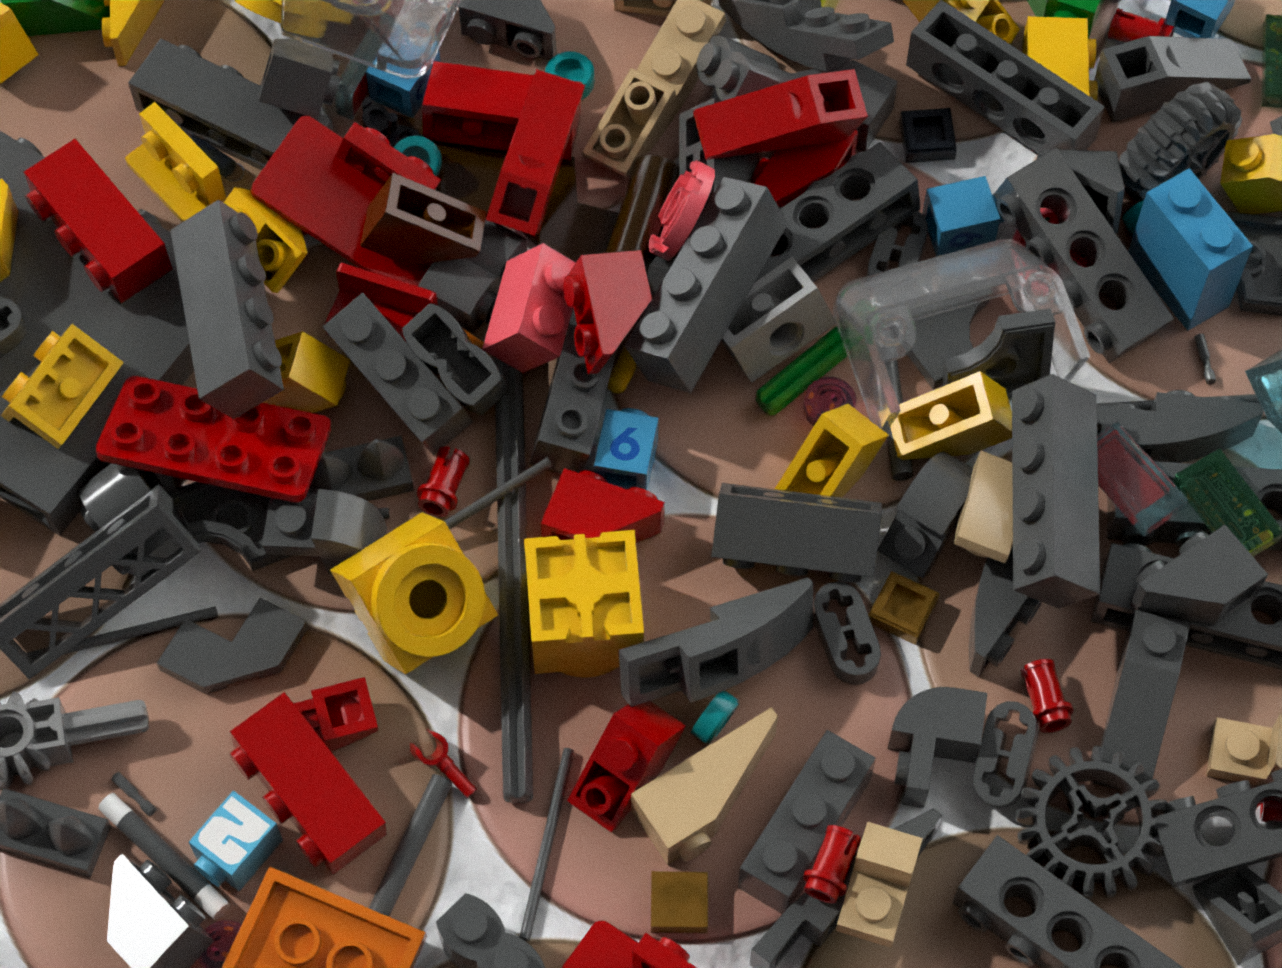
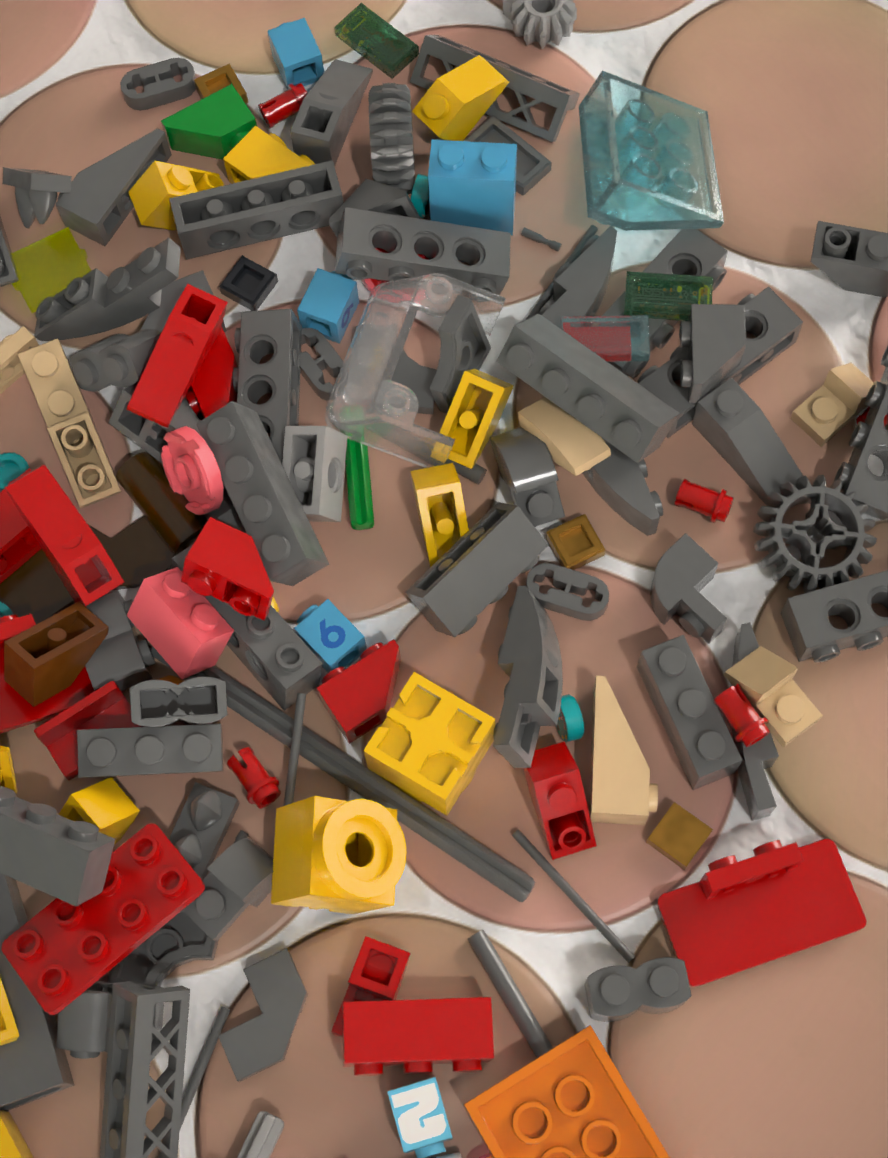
camera: 50 degrees left, 5 degrees up
(444, 763) = (460, 925): red hand -> none
(826, 395) = (393, 484): clear pink tile -> none
(993, 750) = (737, 547): dark grey beam -> none

